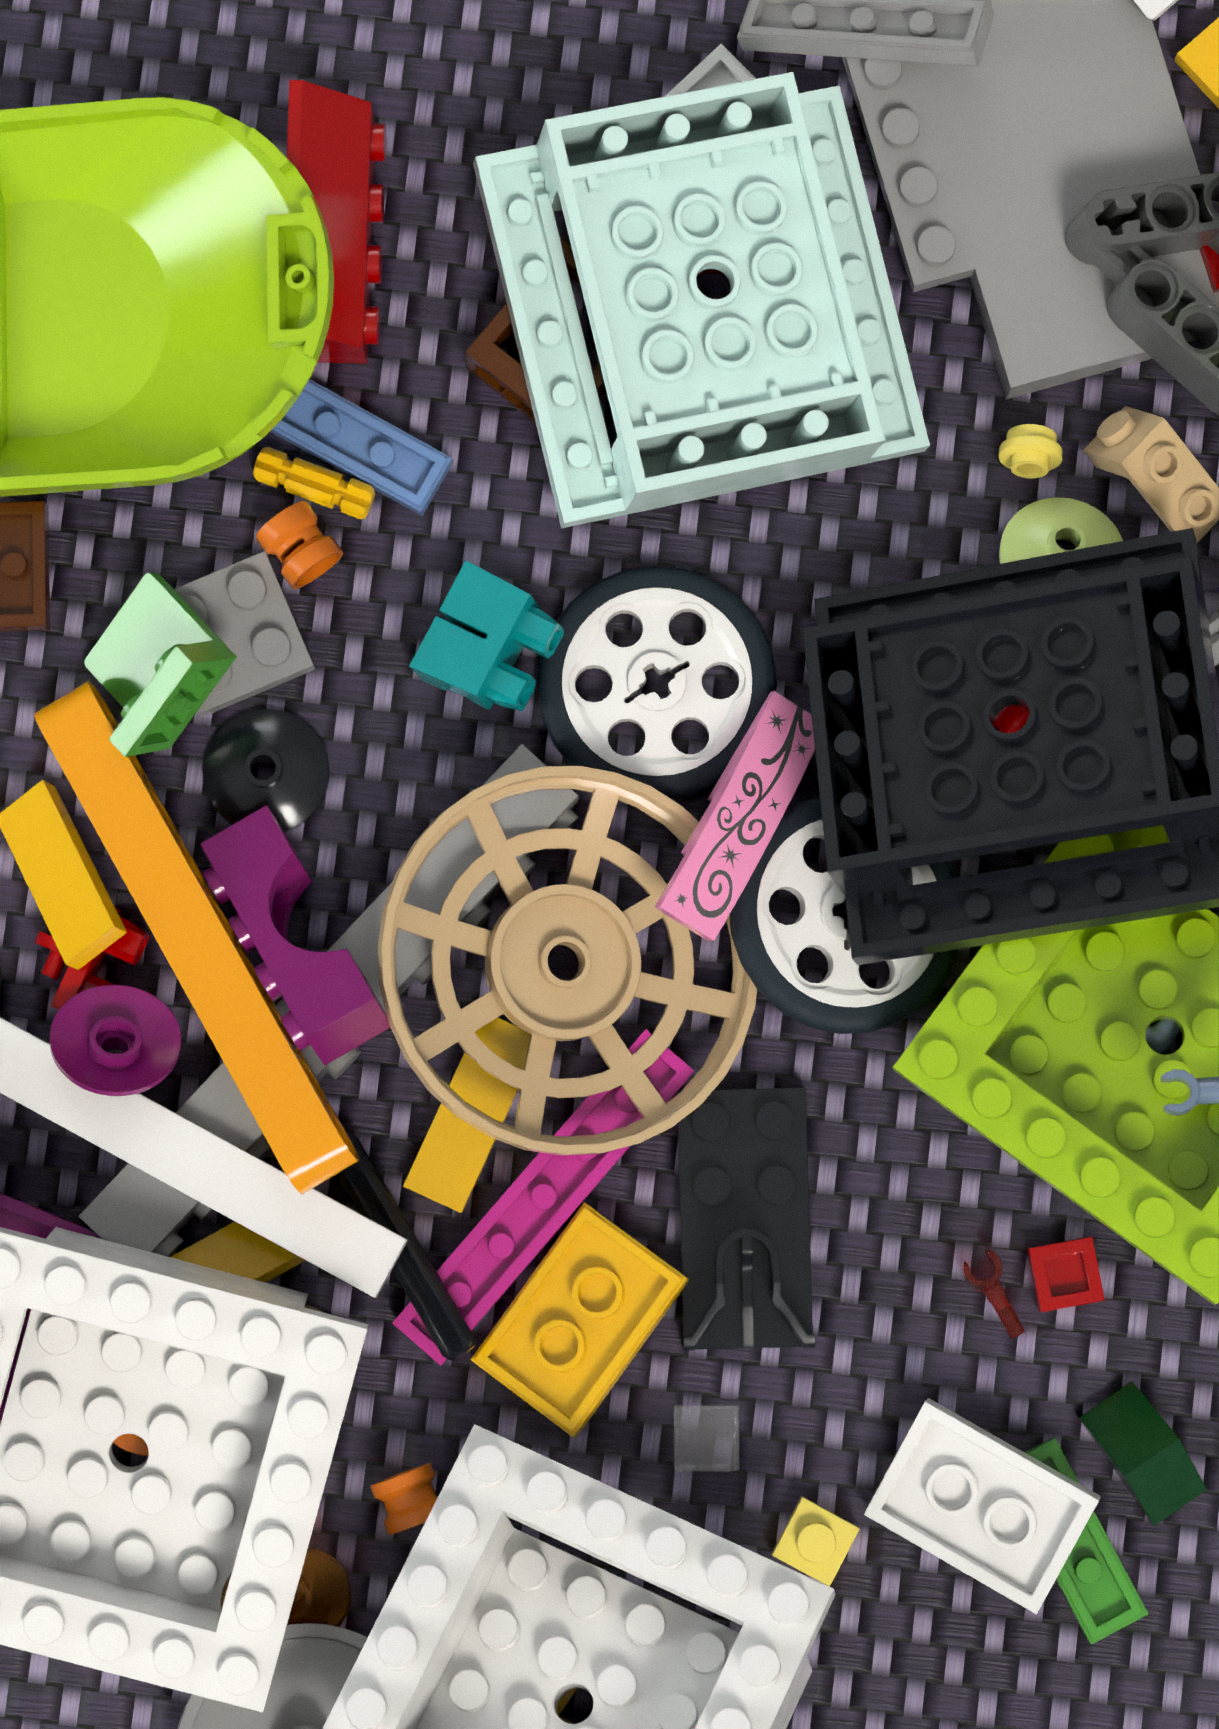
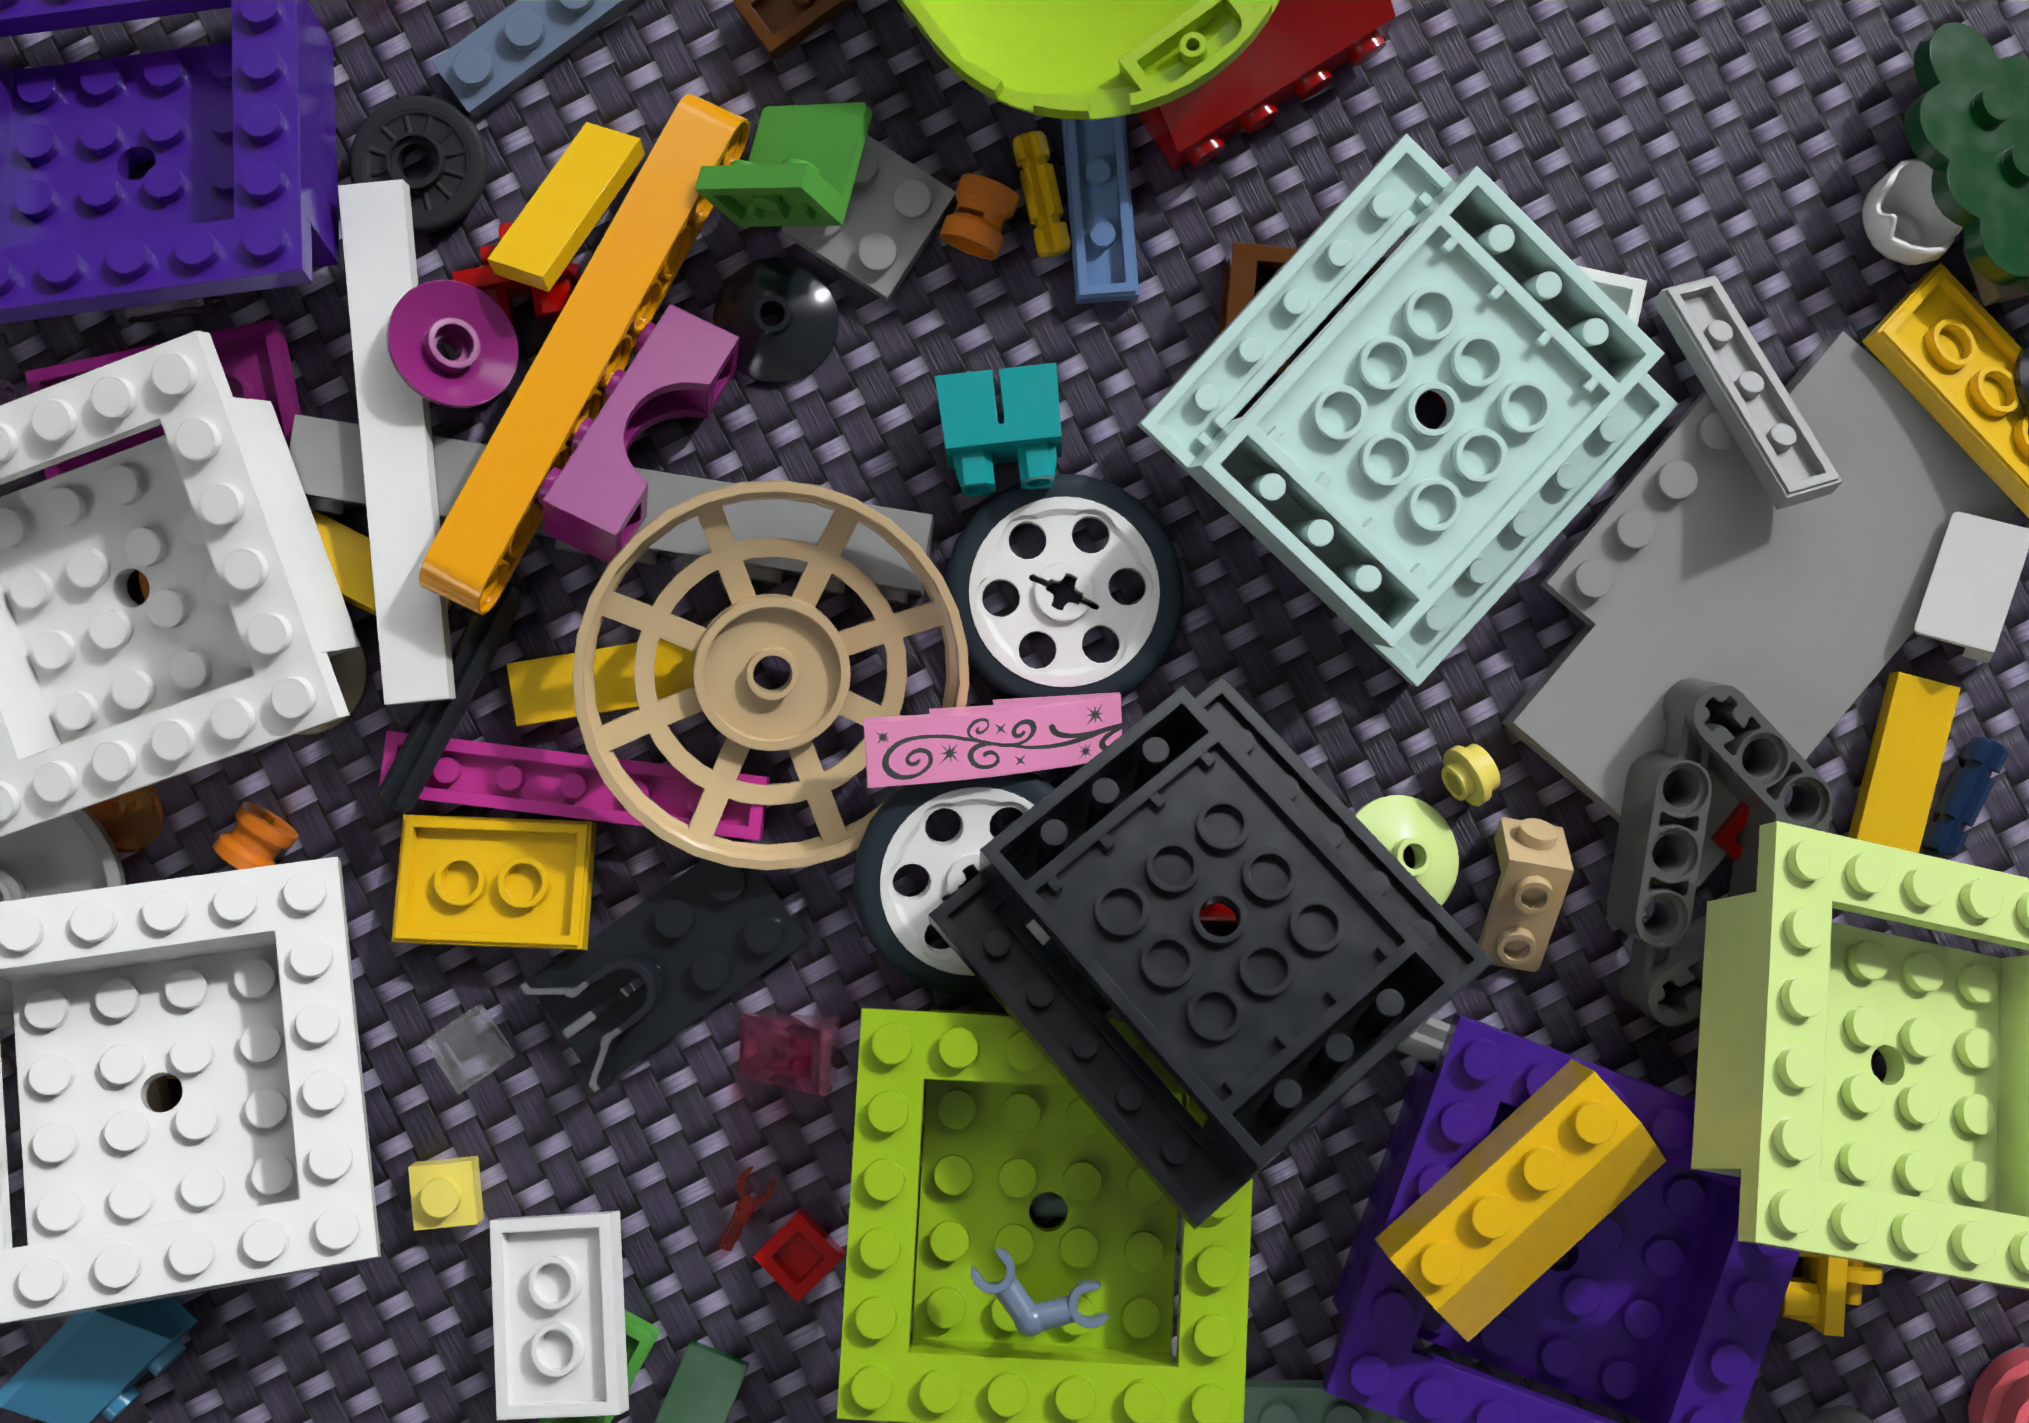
camera: 55 degrees right, 5 degrees up
(887, 1165) = (790, 1051): none -> clear pink slope

